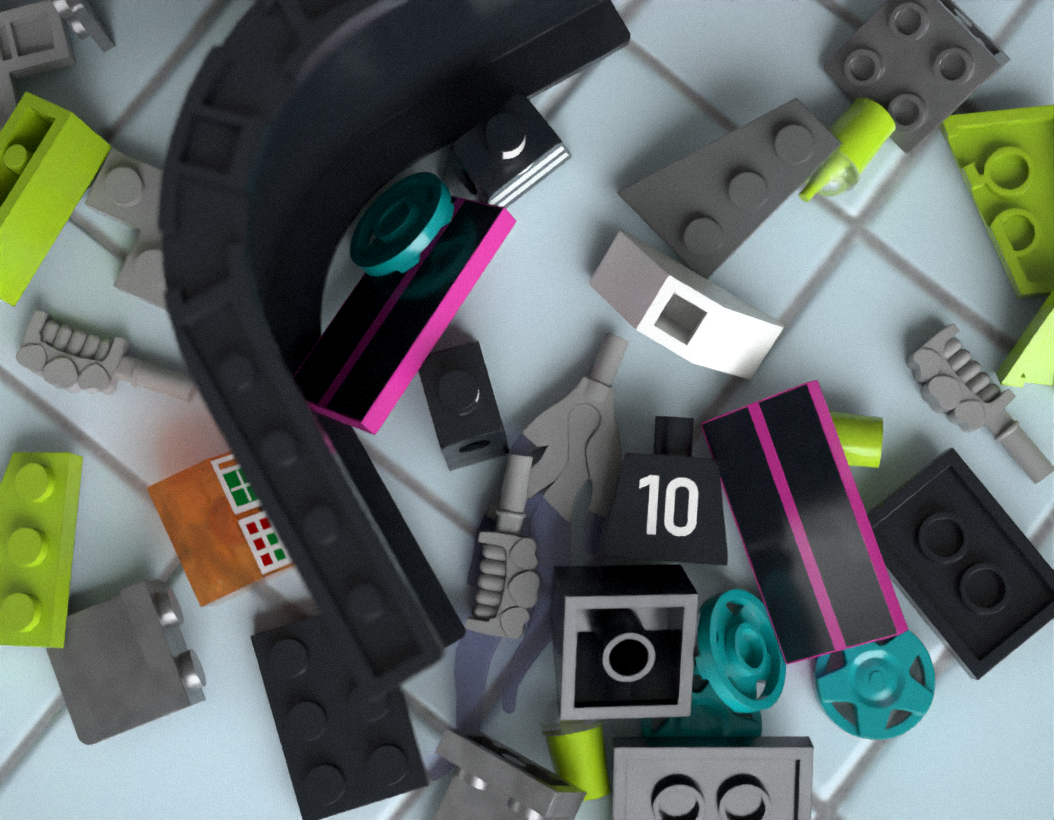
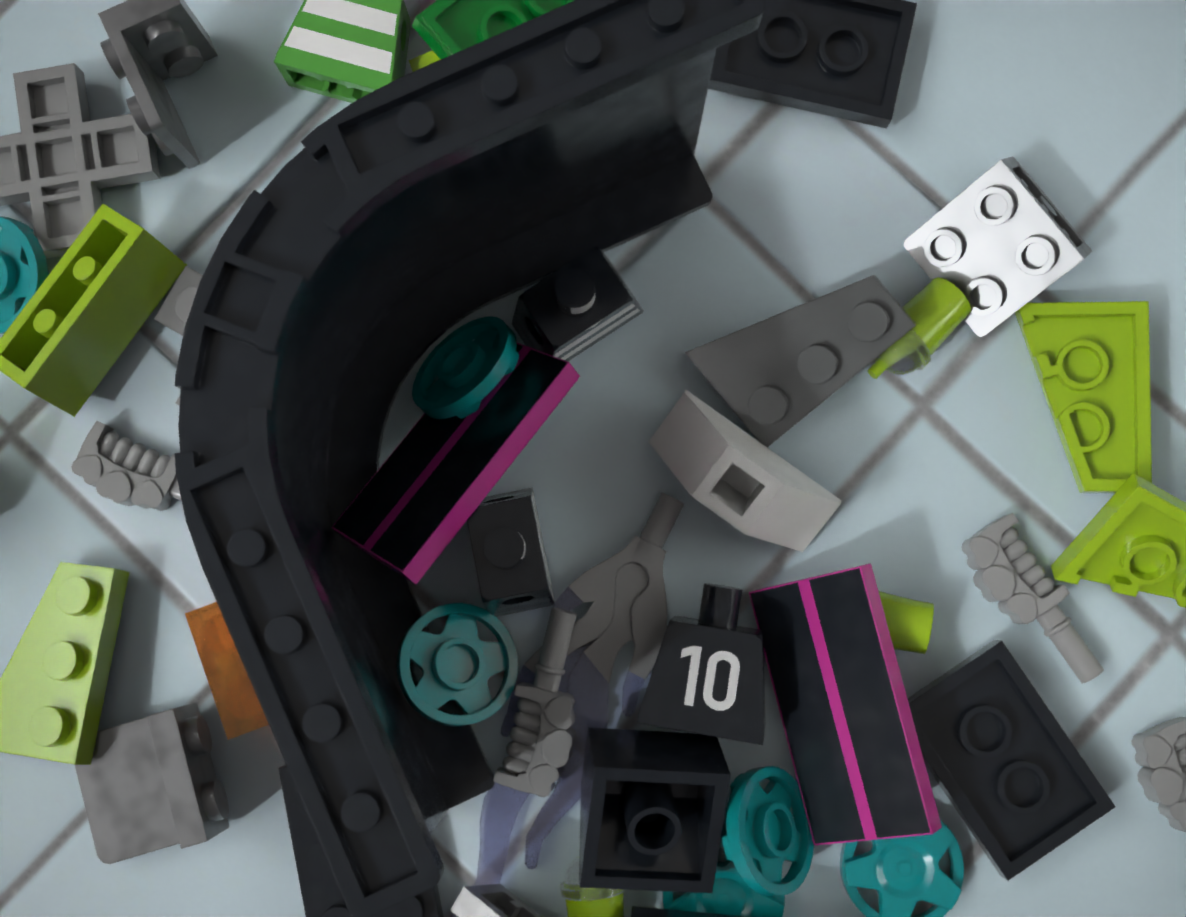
camera: 10 degrees right, 0 degrees up
(421, 517) = (457, 665): none -> teal wheel

